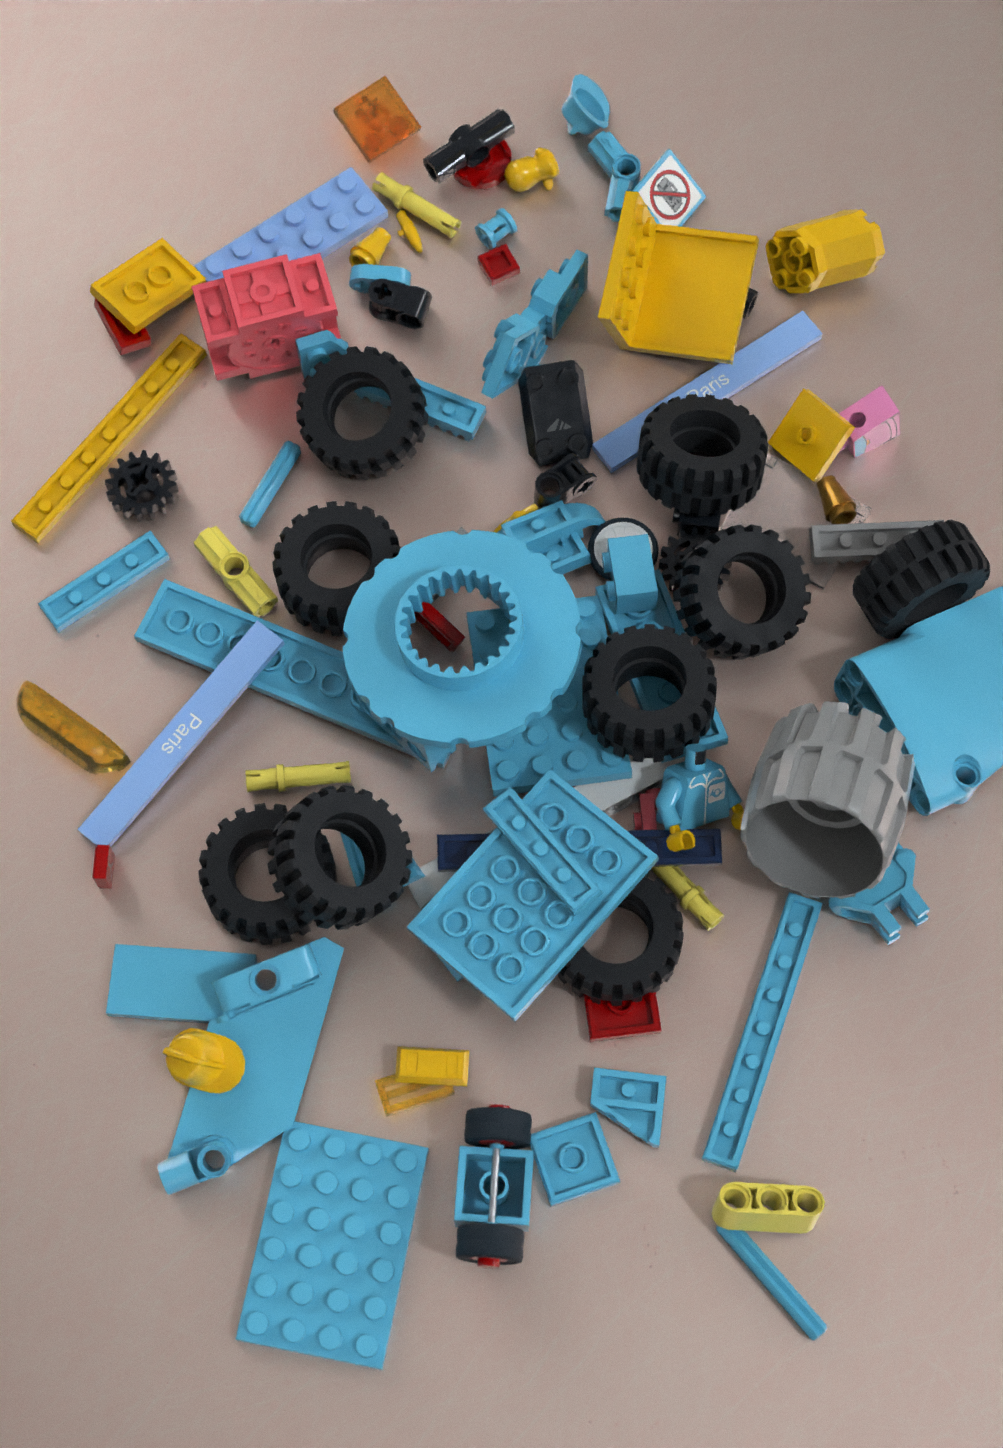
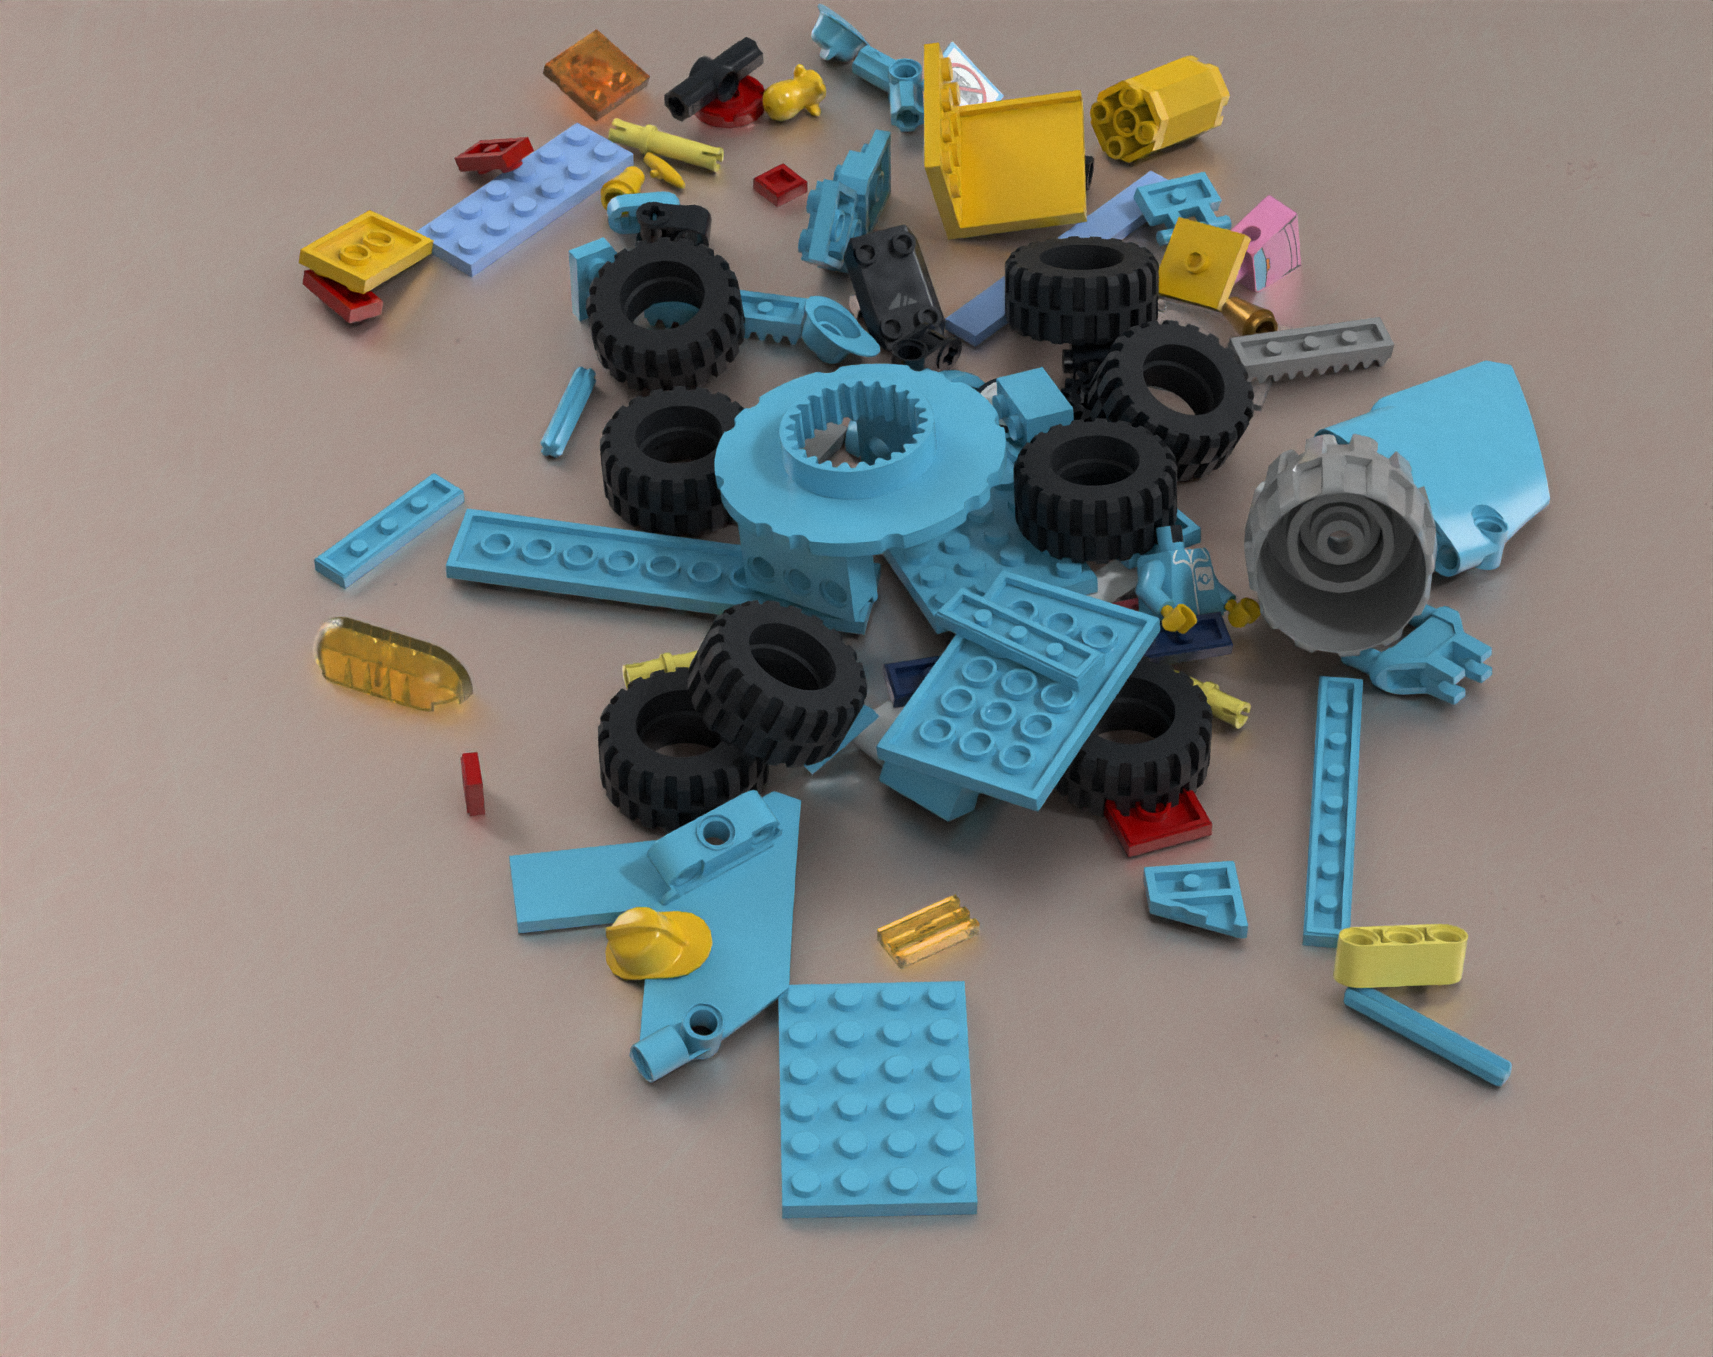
camera: 15 degrees left, 25 degrees down
(108, 438) = (354, 403): yellow tile -> none
(149, 495) = (412, 432): black gear -> none
(181, 736) = (533, 645): light blue tile -> none
(223, 558) = (552, 489): light yellow piece -> none
(260, 312) = (516, 235): coral piece -> none
(273, 196) = (494, 155): none -> red plate
(432, 1066) = (944, 900): yellow tile -> none
(486, 231) = (767, 150): medium azure bush -> none
(494, 1186) = (1060, 983): brick -> none
(500, 448) = (834, 331): none -> medium azure piece
(573, 1159) = (1146, 967): medium azure tile -> none
(813, 353) = (1180, 198): none -> medium azure plate
(920, 577) = (1373, 343): black tyre -> none

